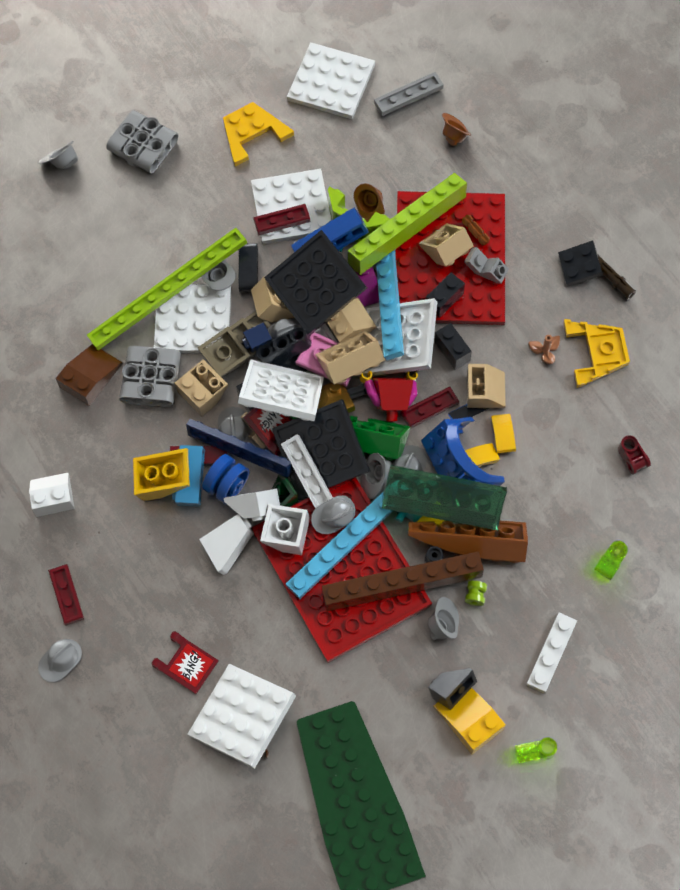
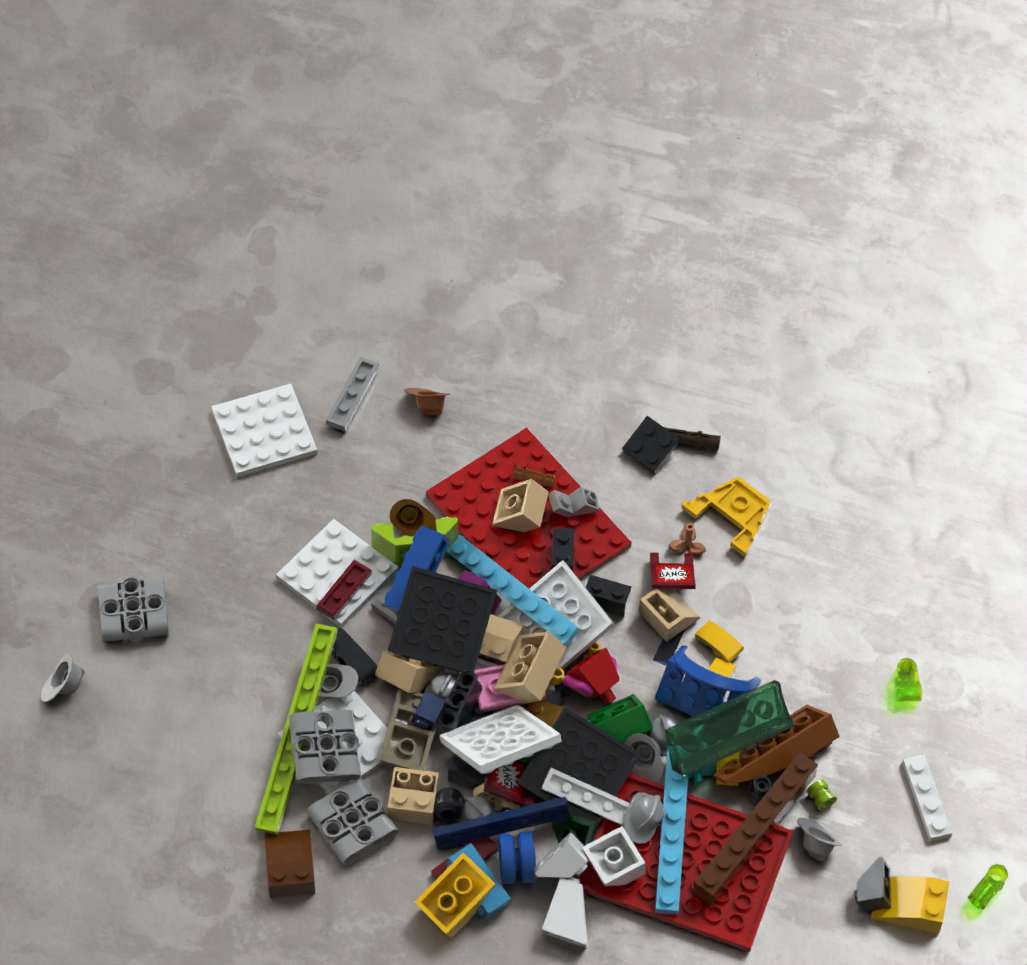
camera: 45 degrees left, 10 degrees down
(165, 294) = (310, 763): none -> light grey connector
(217, 410) = (449, 804): none -> black head
(248, 124) = (221, 524): yellow wing -> none
(407, 223) = (472, 509): lime brick -> none
(430, 407) = (634, 665): dark red tile -> none
(508, 363) = (672, 574): none -> flag
(634, 458) = (845, 580): dark red piece -> none

